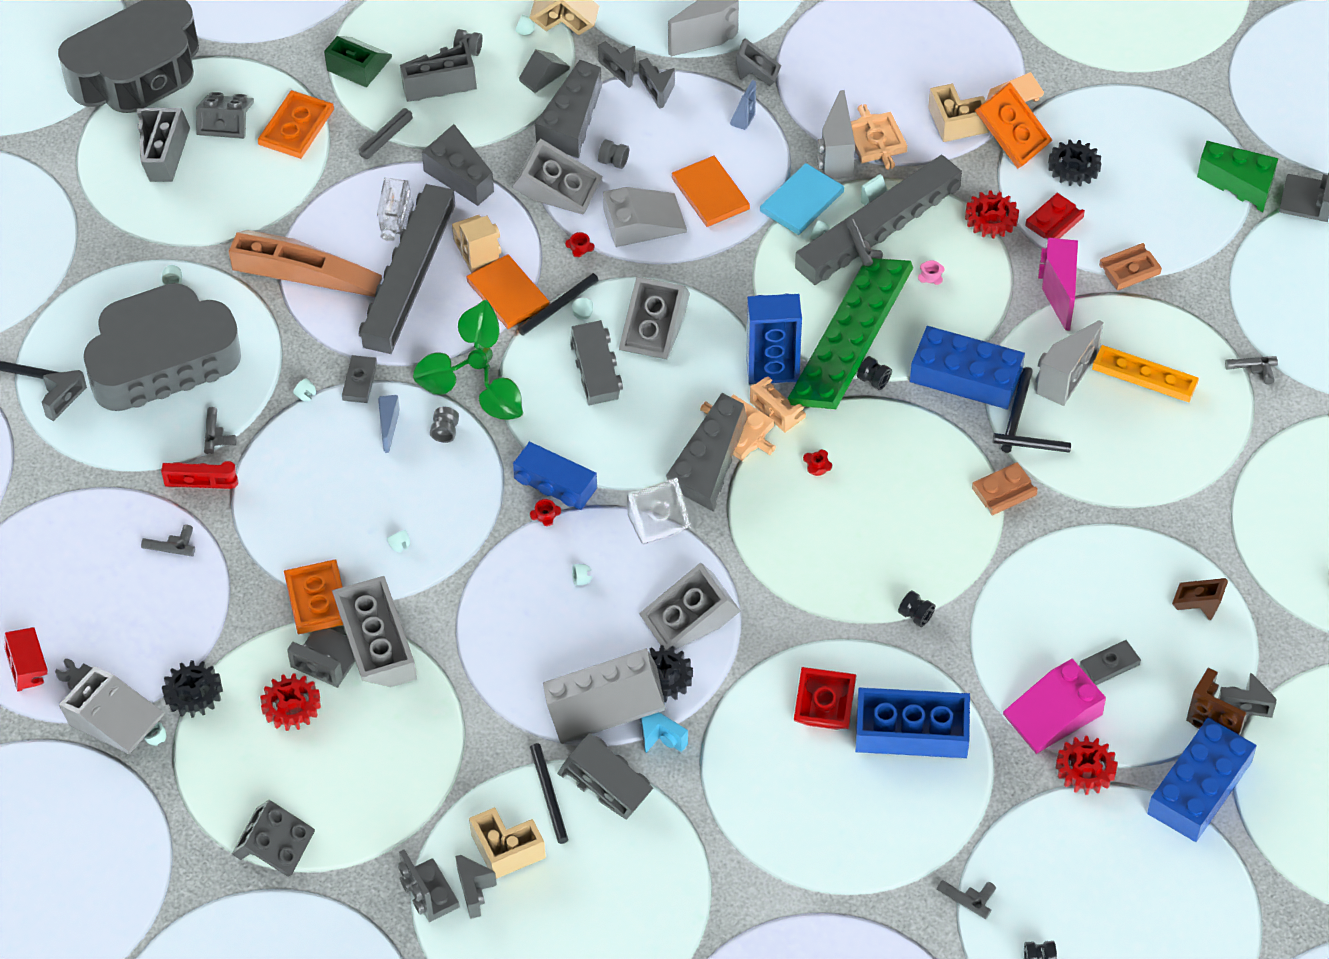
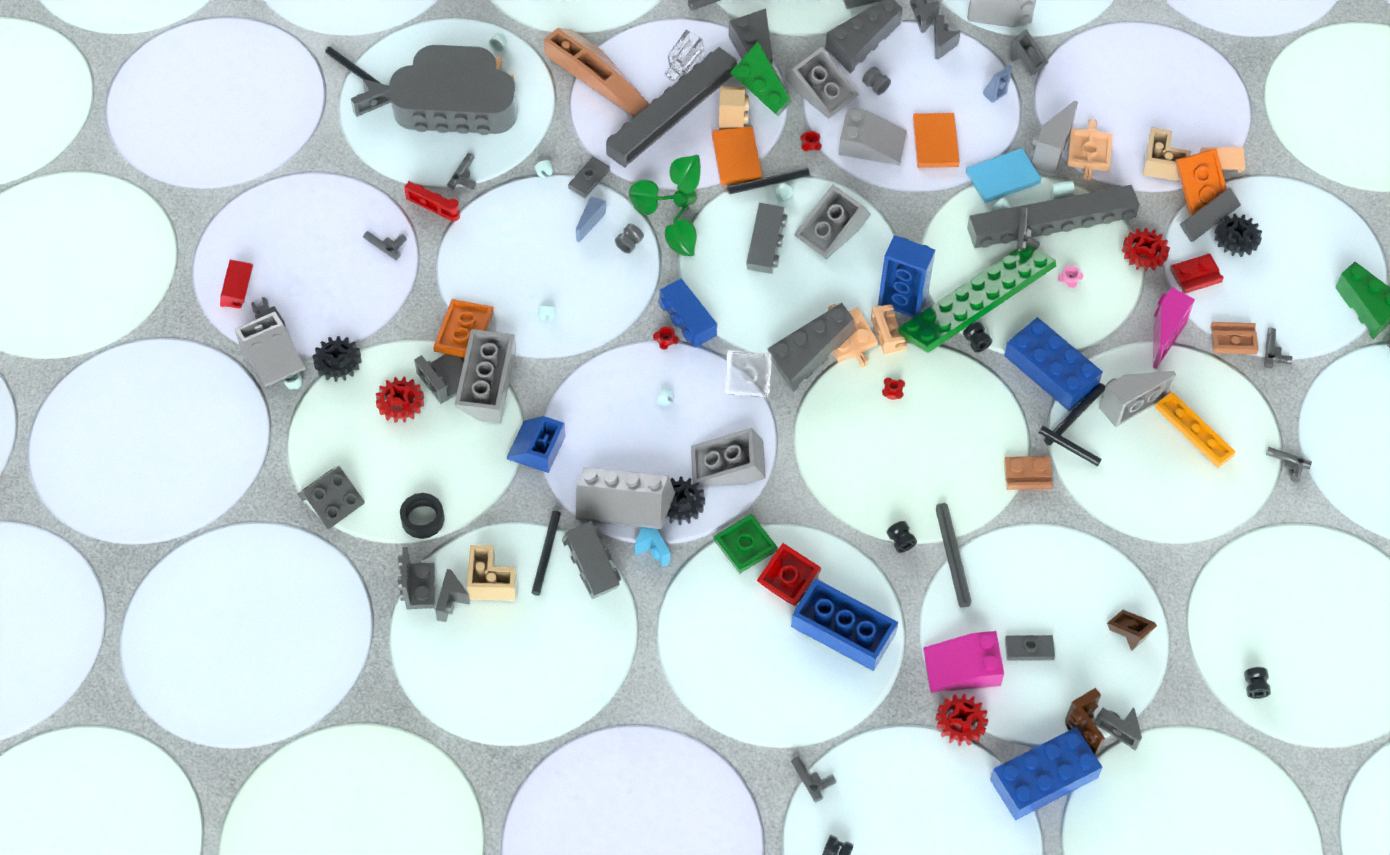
camera: 25 degrees right, 5 degrees up
(386, 795) = (419, 500): none -> black tyre
(472, 681) = (538, 443): none -> blue slope
(493, 197) = (761, 79): none -> green wedge
(758, 688) = (745, 543): none -> green plate
(979, 604) = (953, 555): none -> dark grey axle
(1036, 153) = (1210, 214): none -> dark grey tile
(1176, 264) = (1274, 351): none -> dark grey hose

